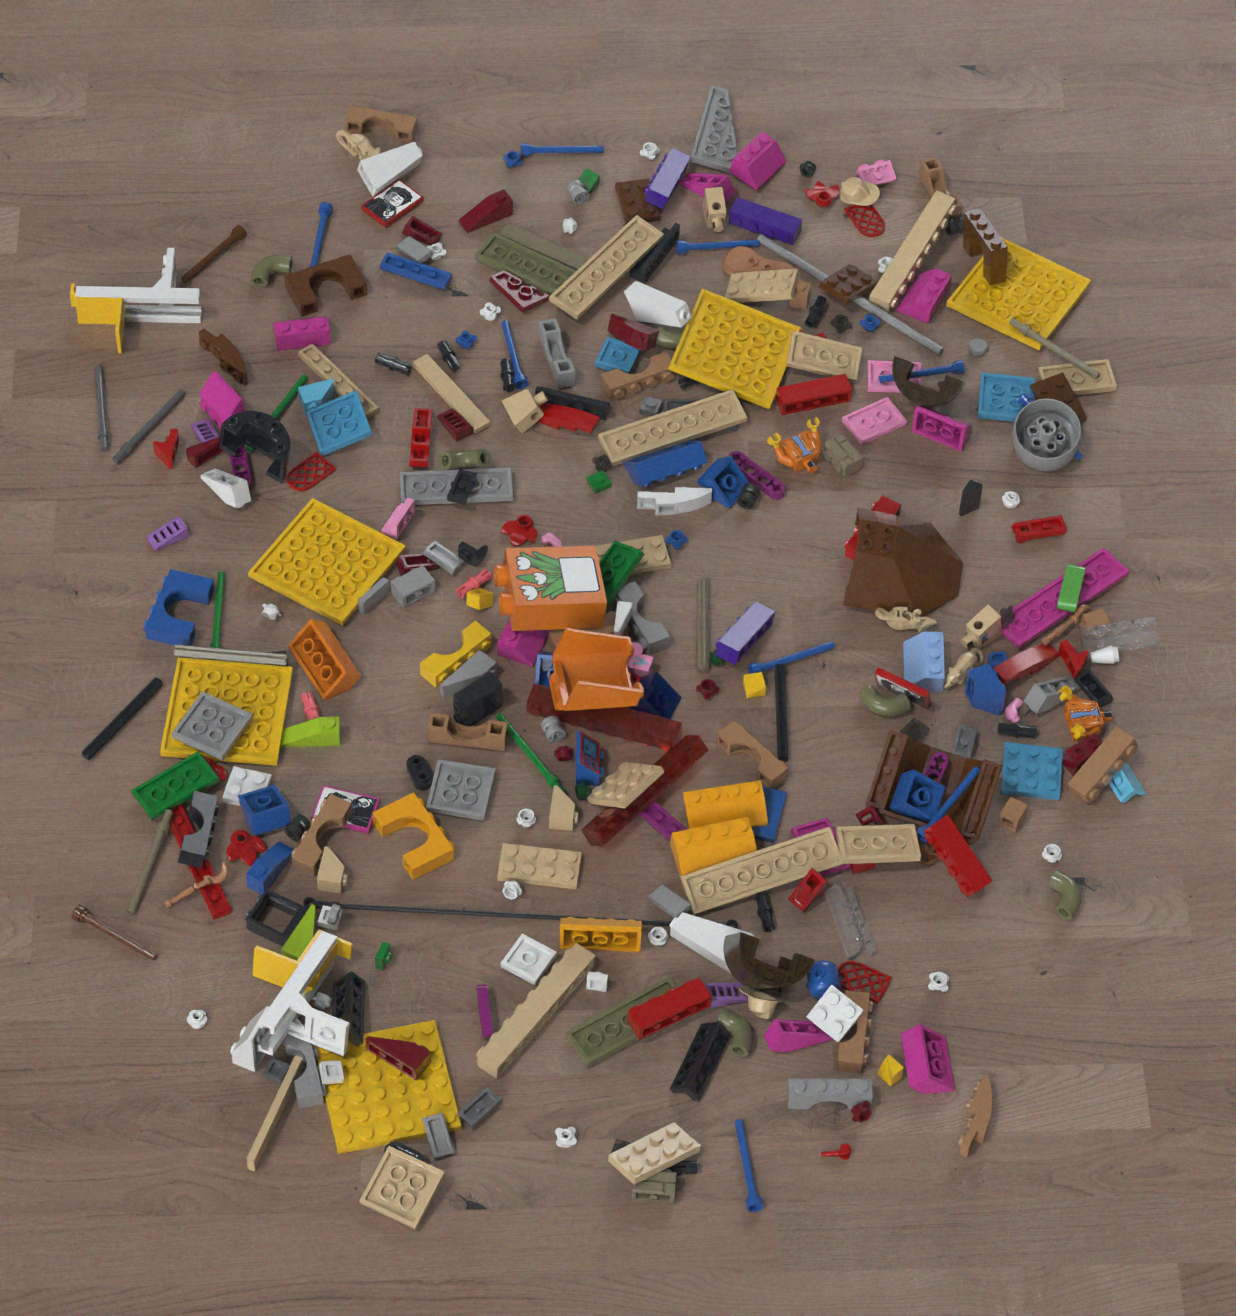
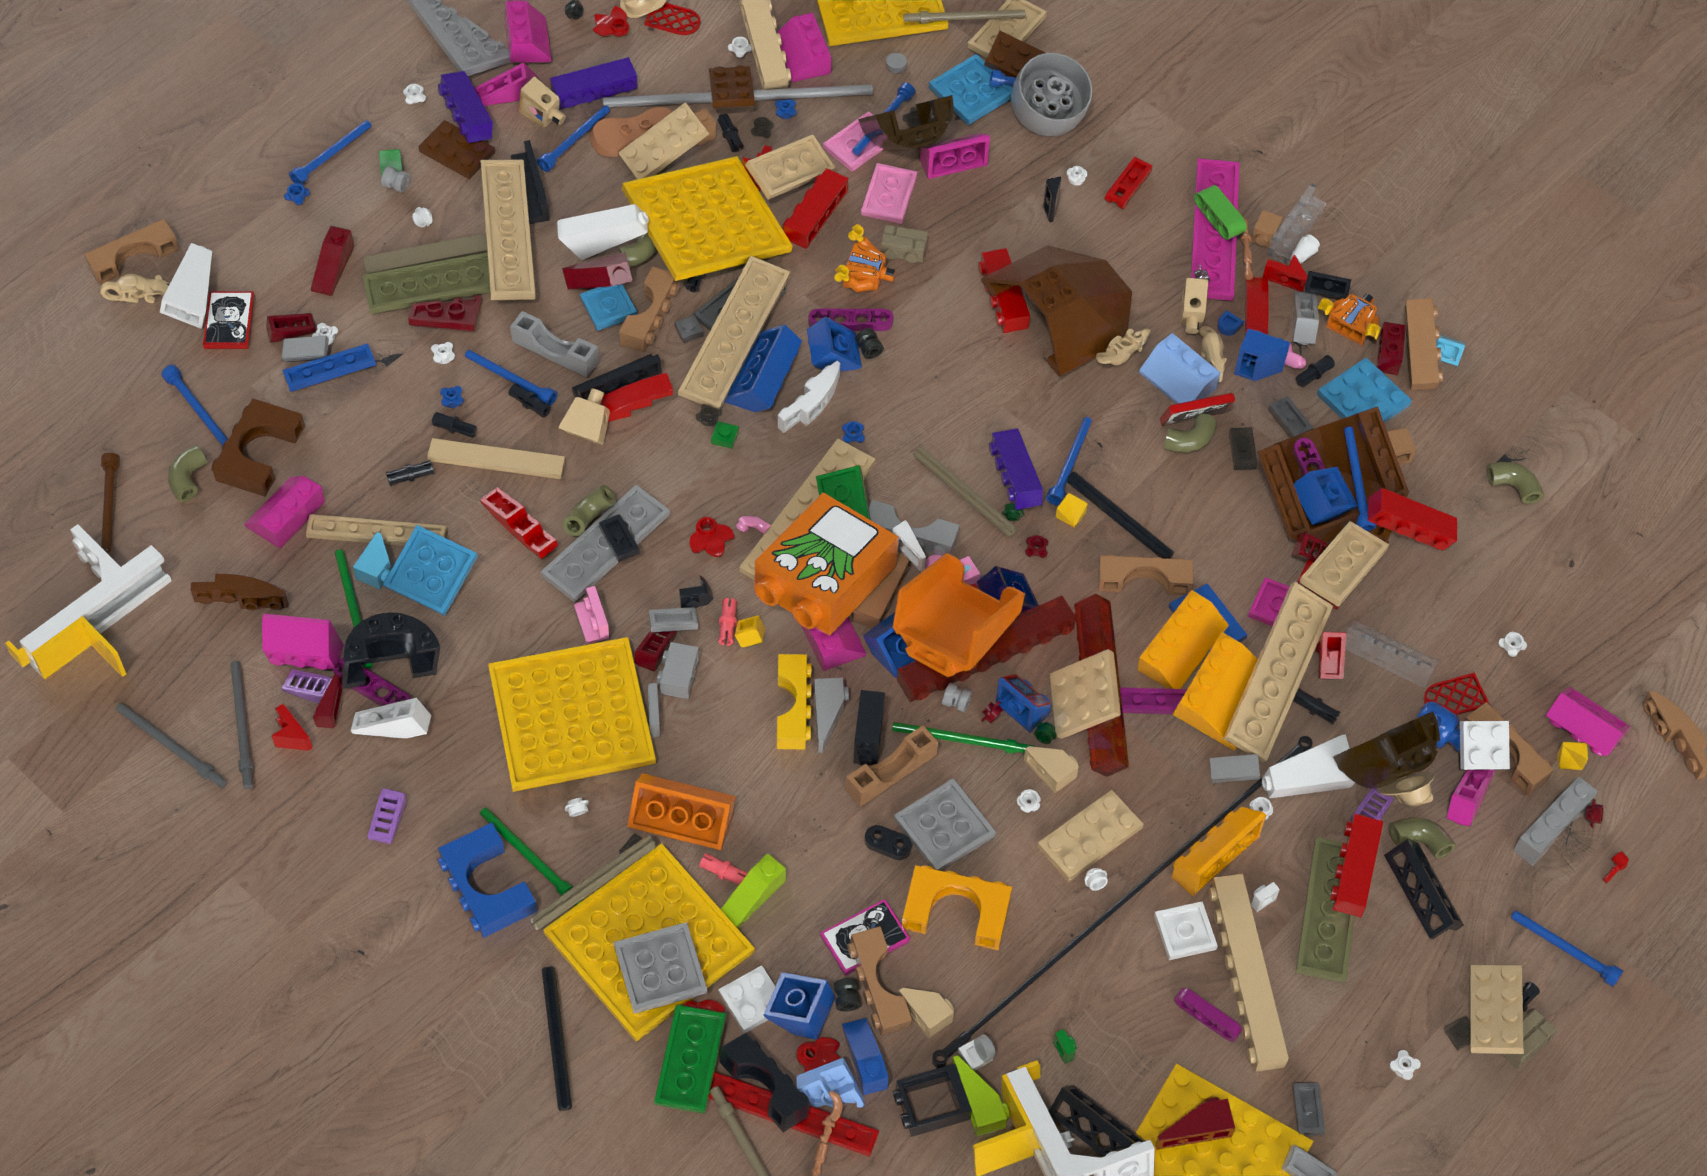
camera: 45 degrees left, 5 degrees up
(237, 861) = (830, 1077): none -> light blue slope
(308, 460) = (455, 619): red window -> none
(457, 434) = (540, 492): dark red slope -> none
(1052, 849) = (1464, 450): white plate -> none

